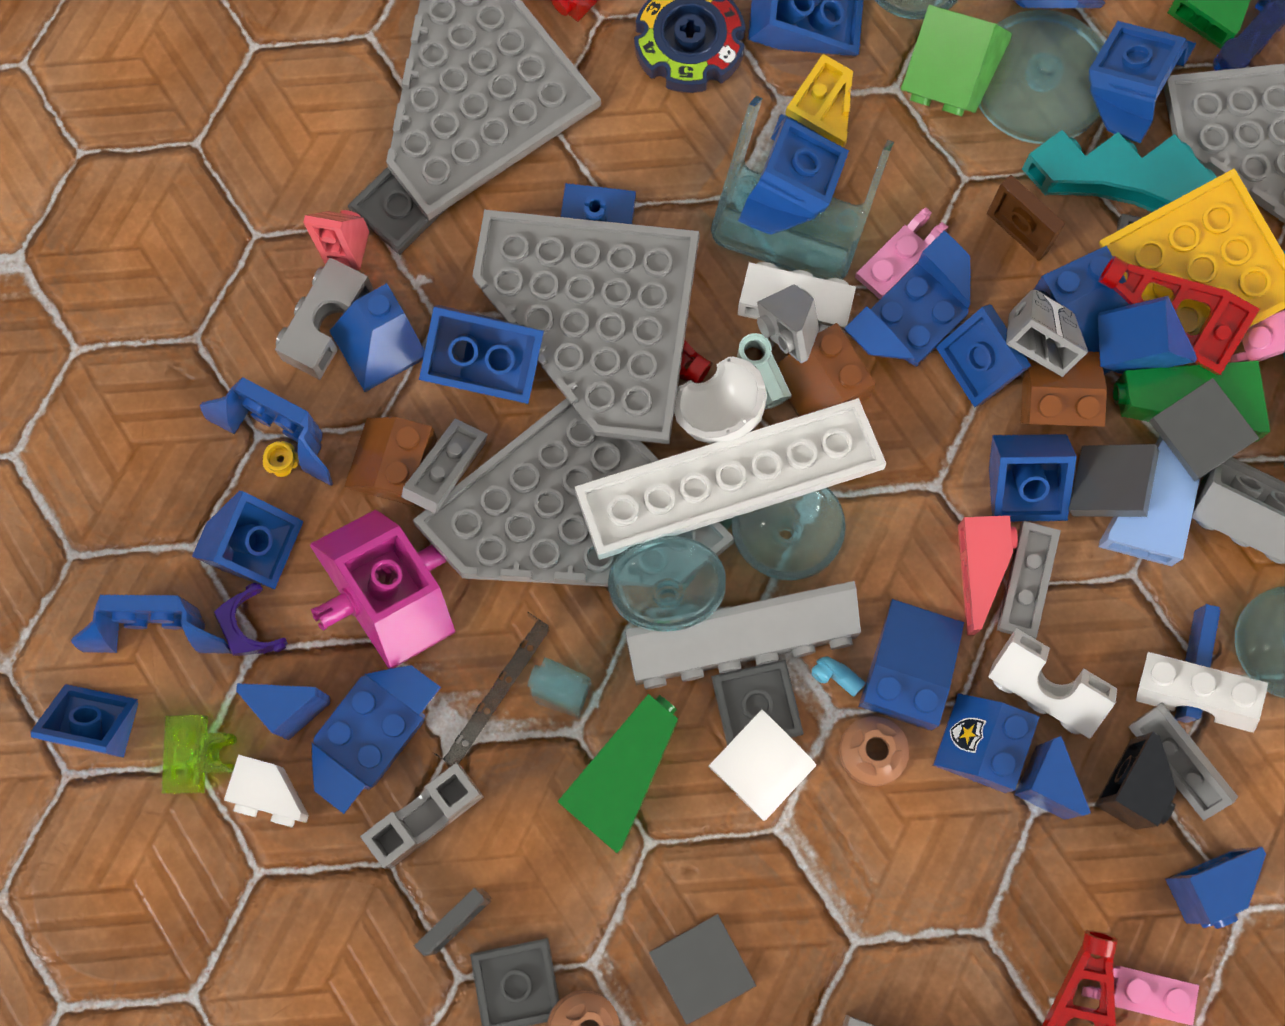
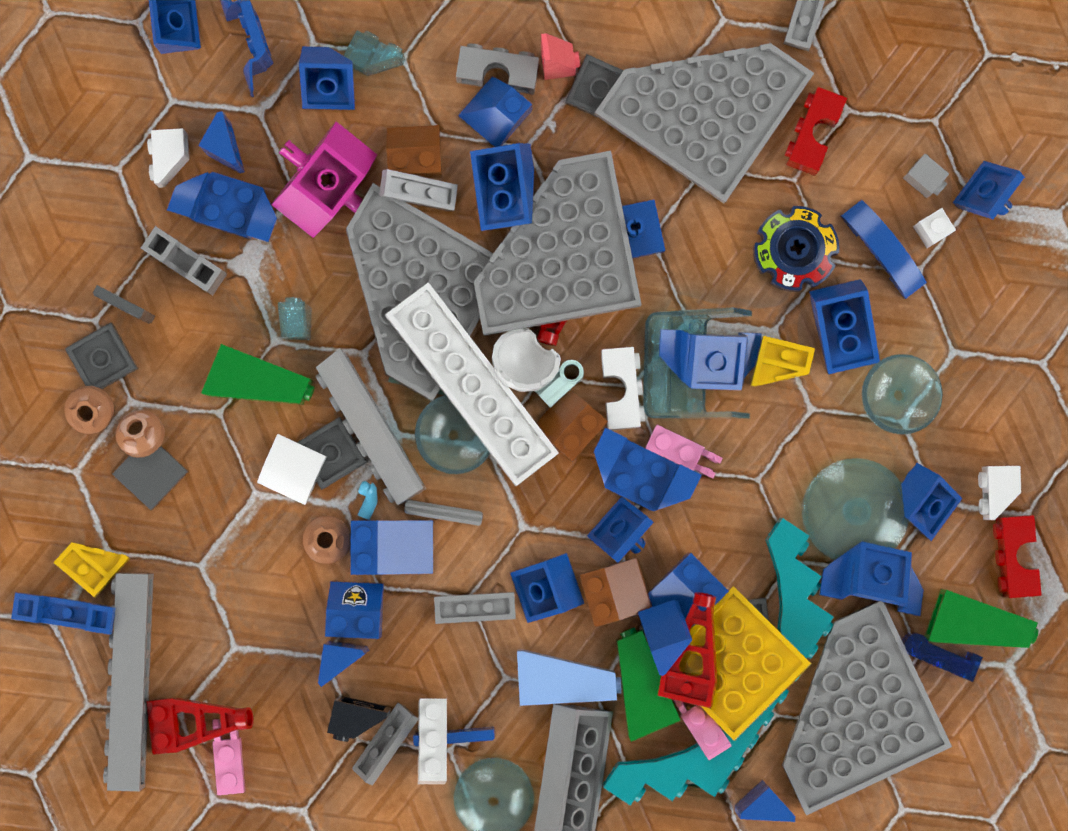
camera: 70 degrees right, 10 degrees up
(192, 754) = (176, 97): clear neon green plate -> none
(236, 640) = (257, 97): dark purple helmet -> none
(239, 467) = (372, 56): none -> clear light blue slope
(267, 409) = (415, 74): blue piece -> none
(271, 456) = (384, 80): yellow plate -> none
(497, 692) = (279, 279): clear smoke piece -> none
(659, 959) = (147, 440): none -> nougat piece
(667, 583) = (389, 356): clear light blue dish -> none
(789, 321) = (596, 390): light grey slope -> none
(887, 579) = (443, 512): none -> light grey axle
(954, 60) = (839, 443): bright green slope -> none
(984, 554) = (478, 574): coral slope -> none
(1025, 217) = (732, 528): reddish brown tile -> none
(1046, 332) = (646, 565): light grey torso -> none
(1077, 705) = (398, 661): white arch -> none
(1114, 480) = (560, 644): dark grey tile -> none
(1204, 429) = (614, 695): dark grey tile -> none
(1218, 888) = (307, 785): blue slope -> none

